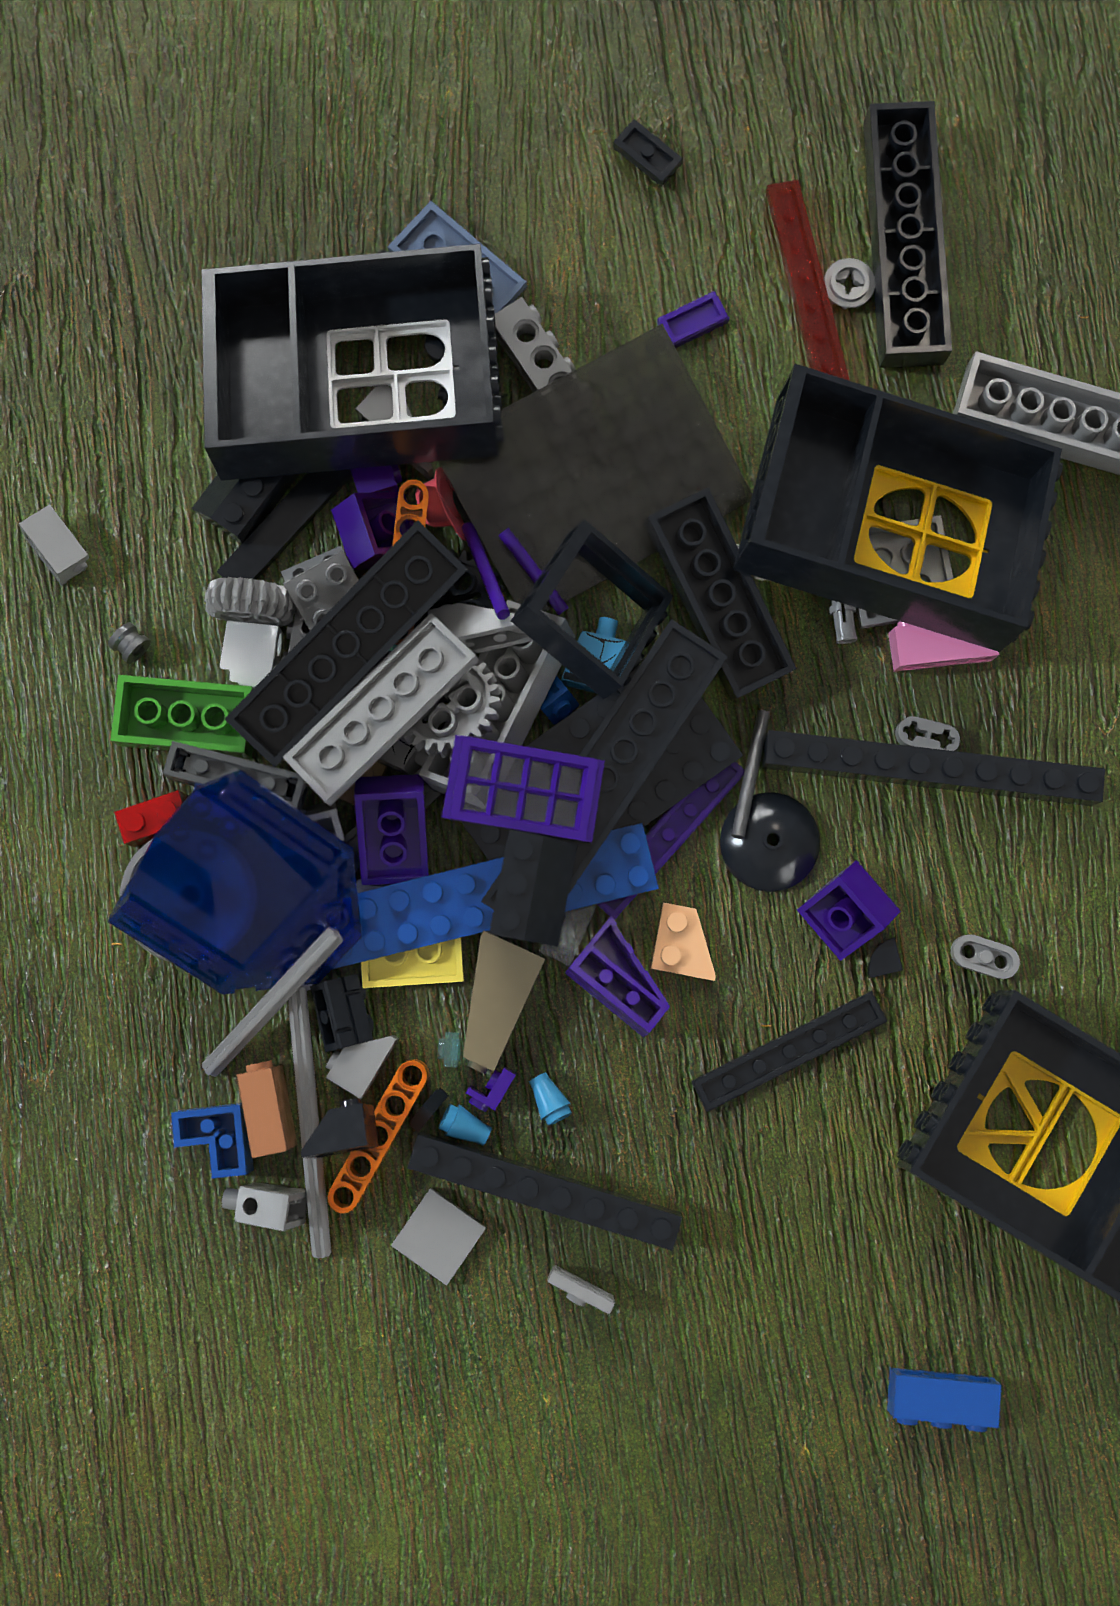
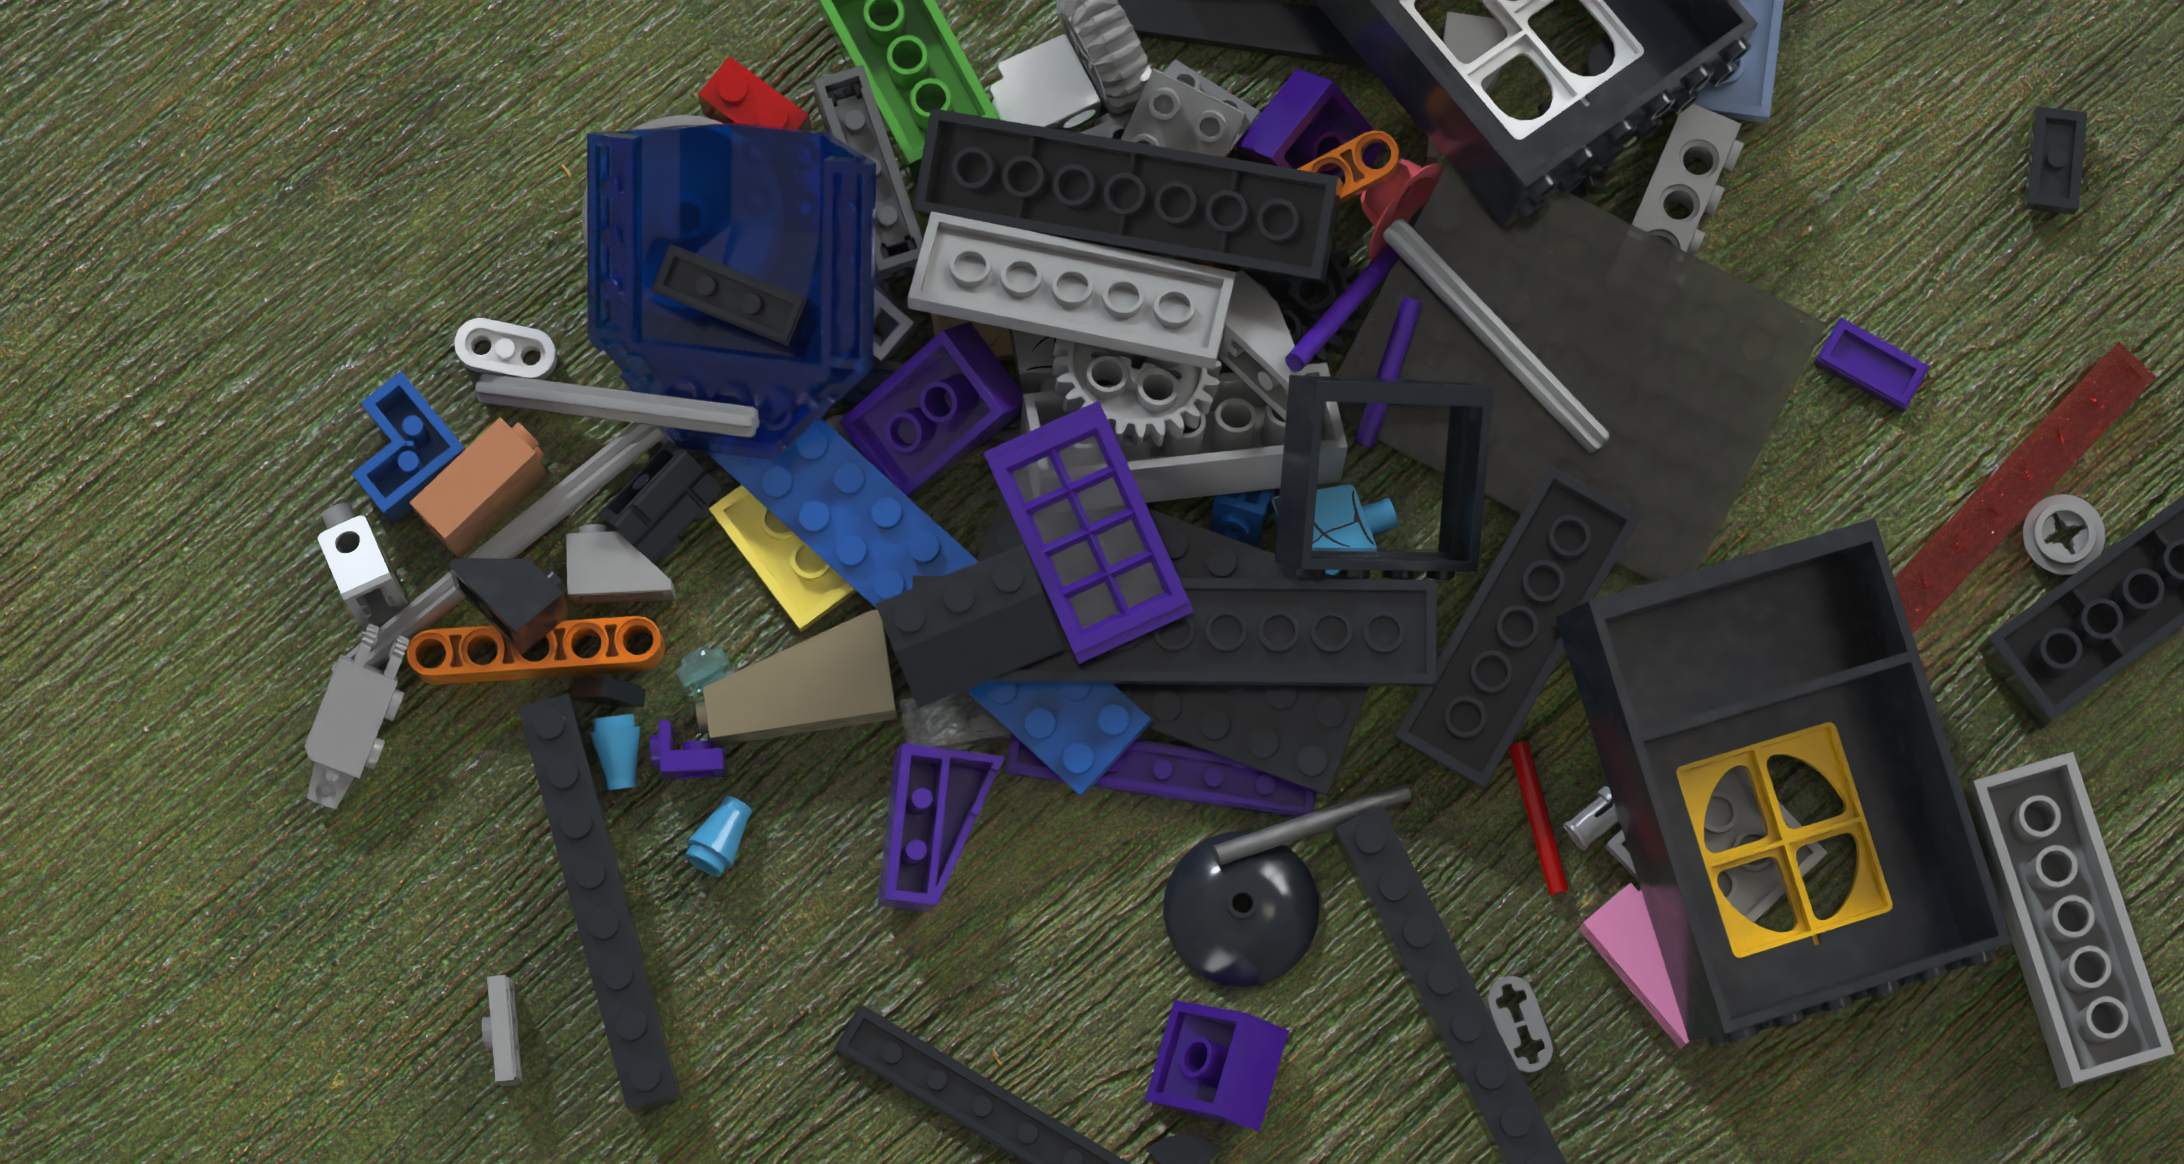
camera: 55 degrees right, 5 degrees down
(196, 1042) = (507, 349): none -> white plate
(253, 899) = (731, 295): none -> black tile
(350, 1266) = (350, 719): none -> light grey hinge
(377, 479) = (1374, 100): dark purple brick -> none
(438, 1236) = (457, 809): light grey tile -> none
(552, 500) = (1496, 336): none -> light grey axle
(682, 944) = (1031, 878): light nougat wing -> none
(826, 654) = (1538, 818): none -> red bar

